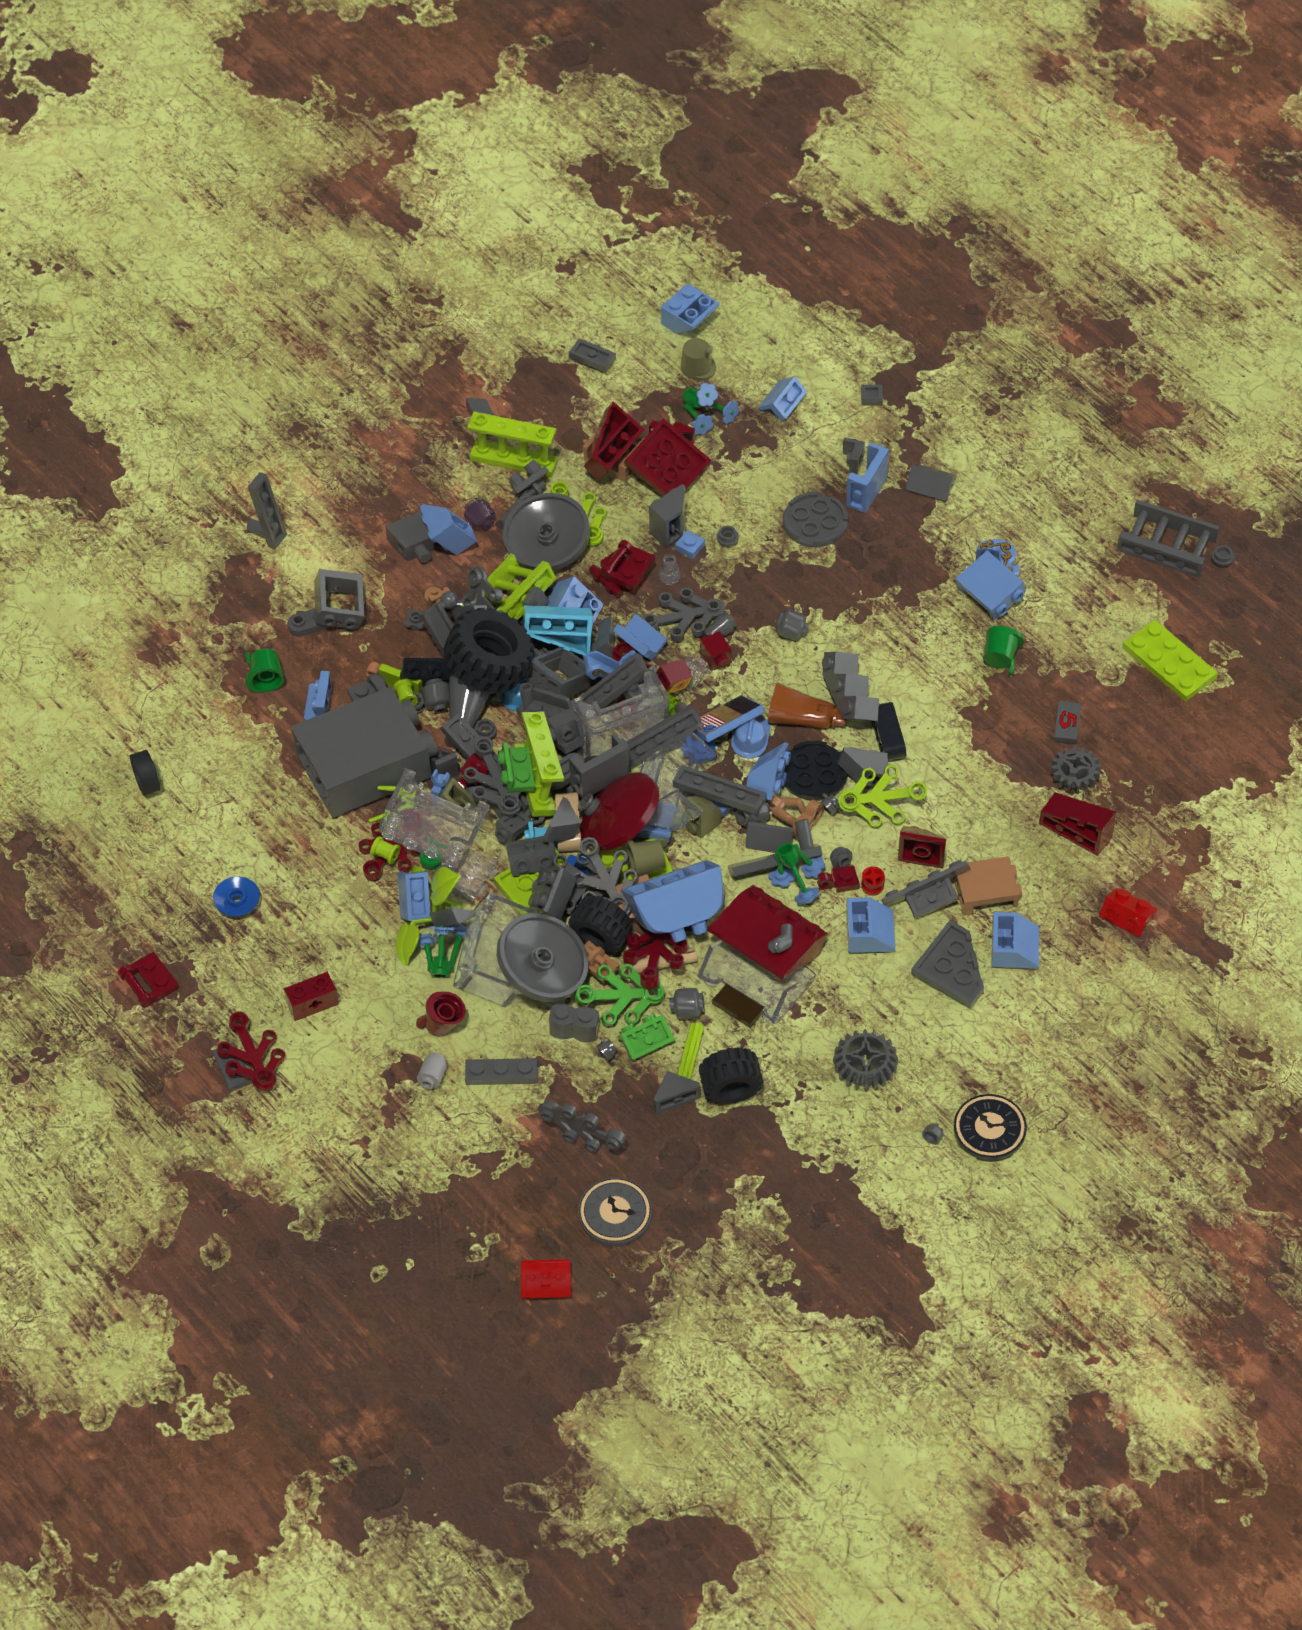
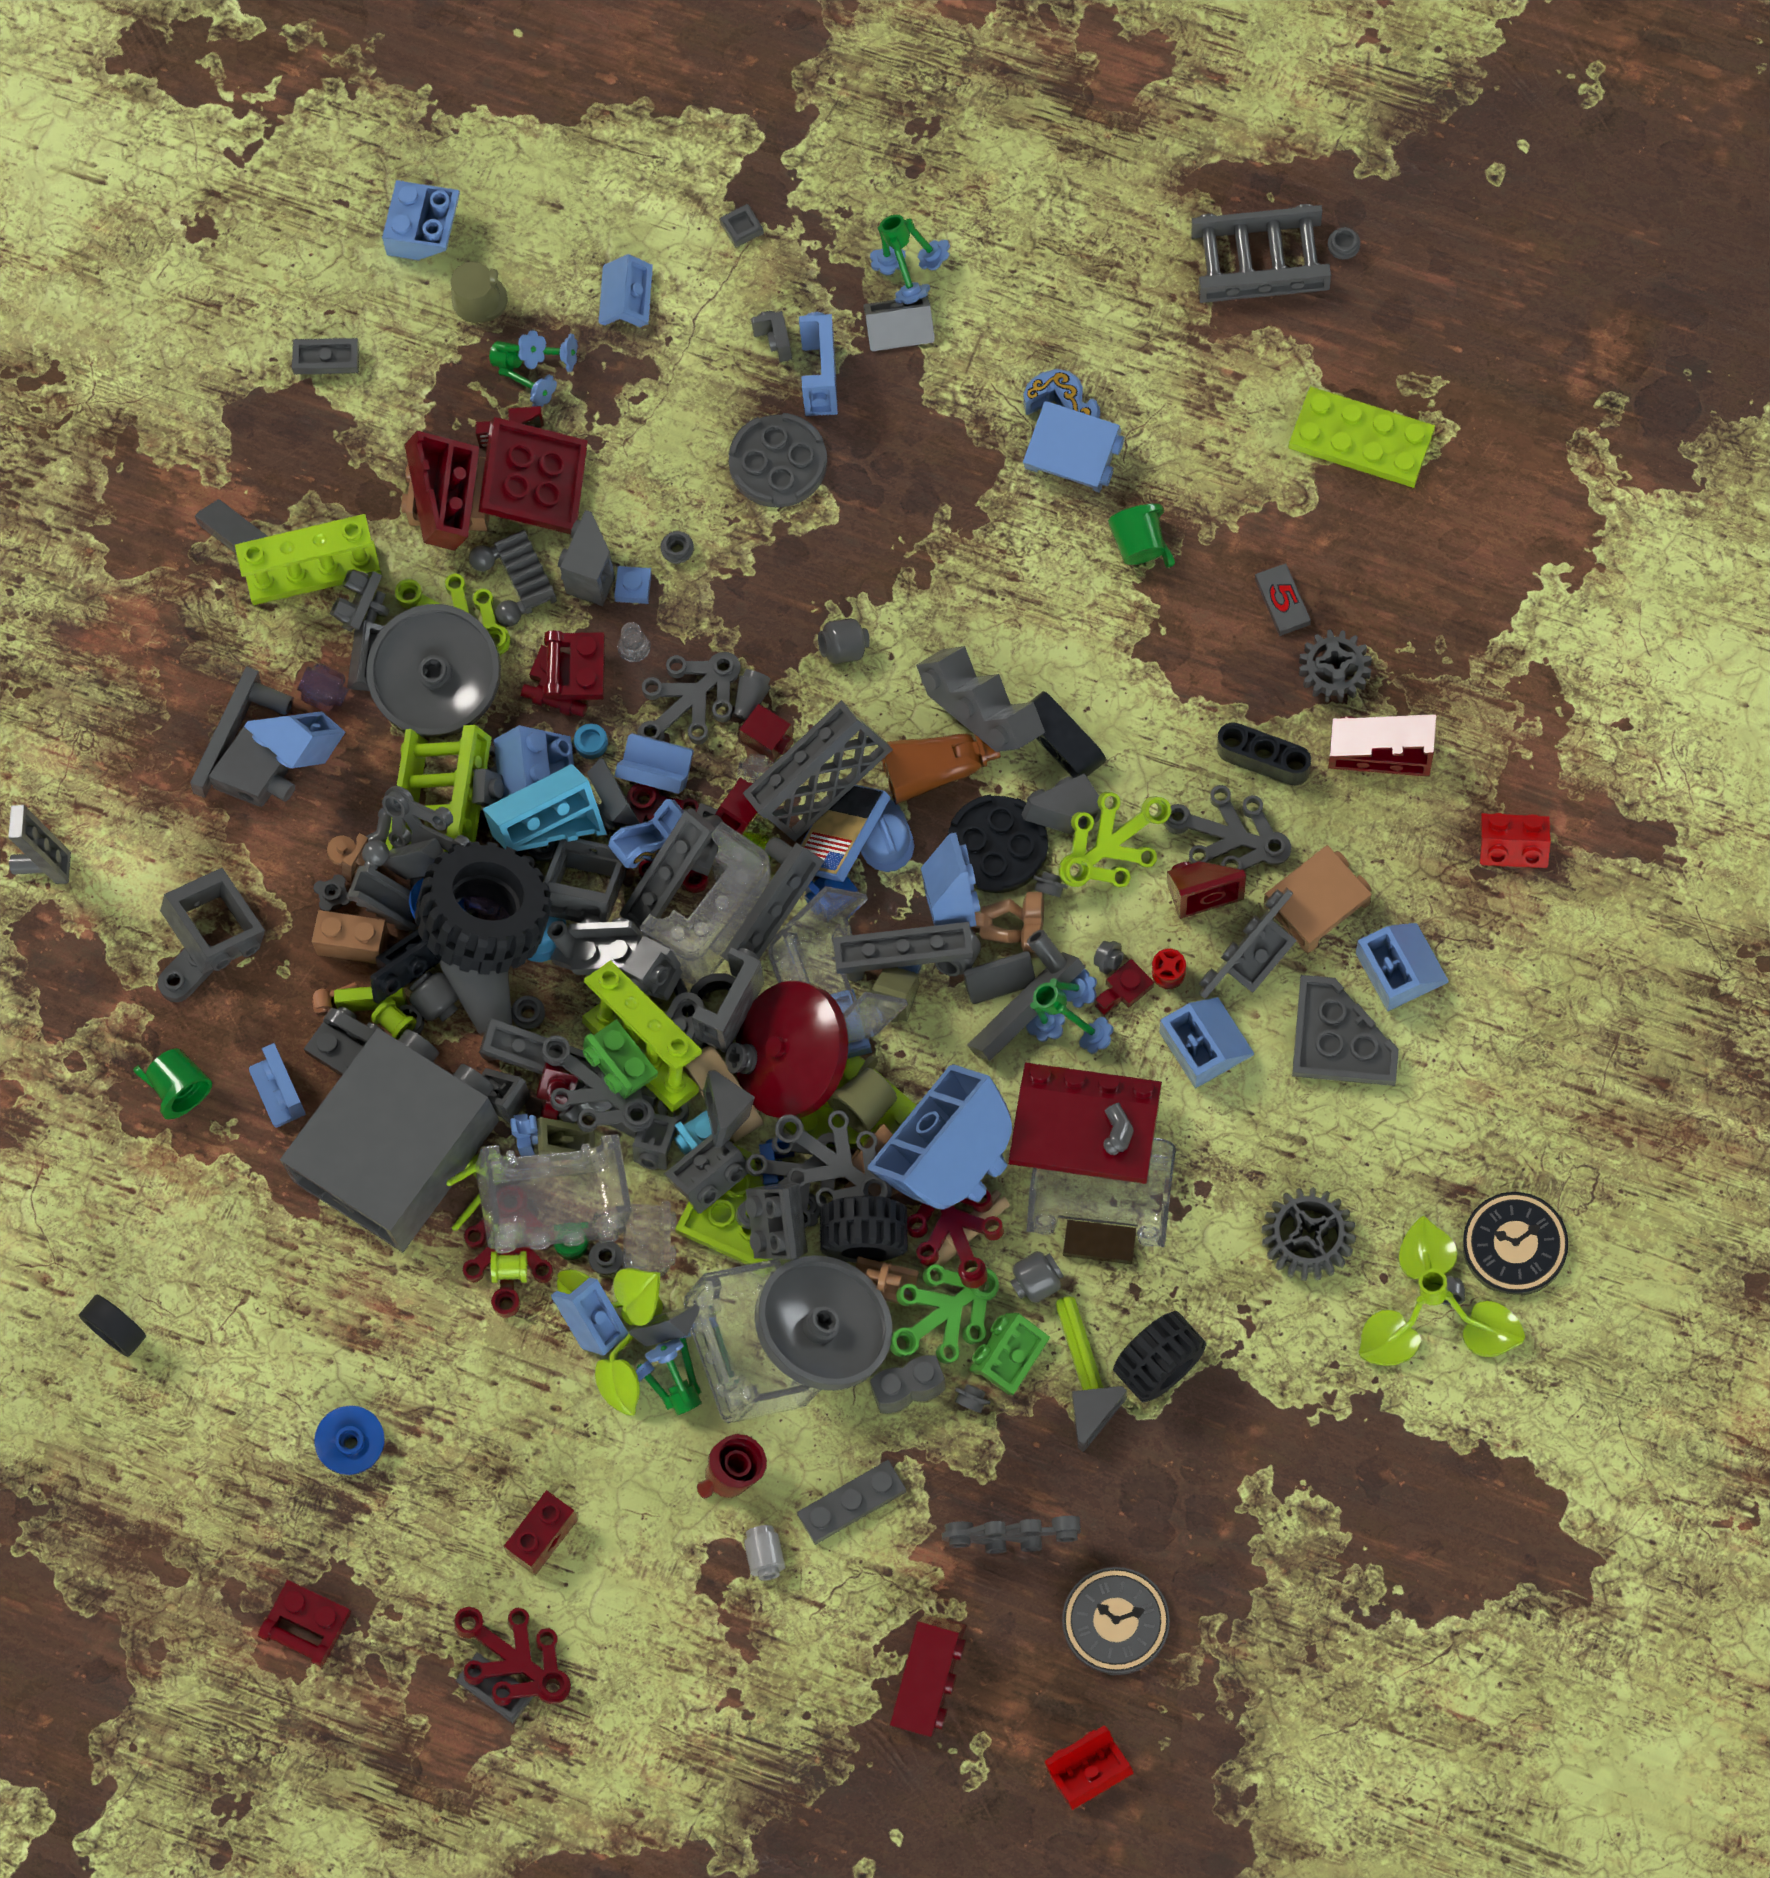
camera: 25 degrees left, 15 degrees up
(409, 641) = (349, 936): none -> medium nougat brick
(436, 496) = (247, 691): none -> dark grey piece
(483, 1180) = (929, 1675): none -> dark red wedge
(614, 609) = (590, 741): none -> dark azure tile
(632, 509) = (523, 571): none -> dark grey gear
(704, 666) = (807, 760): none -> dark grey fence
(933, 1106) = (1427, 1256): none -> lime plant
(954, 428) = (894, 237): none -> plant
(959, 829) = (1233, 834): none -> dark grey plant
(1003, 795) = (1272, 767): none -> black beam

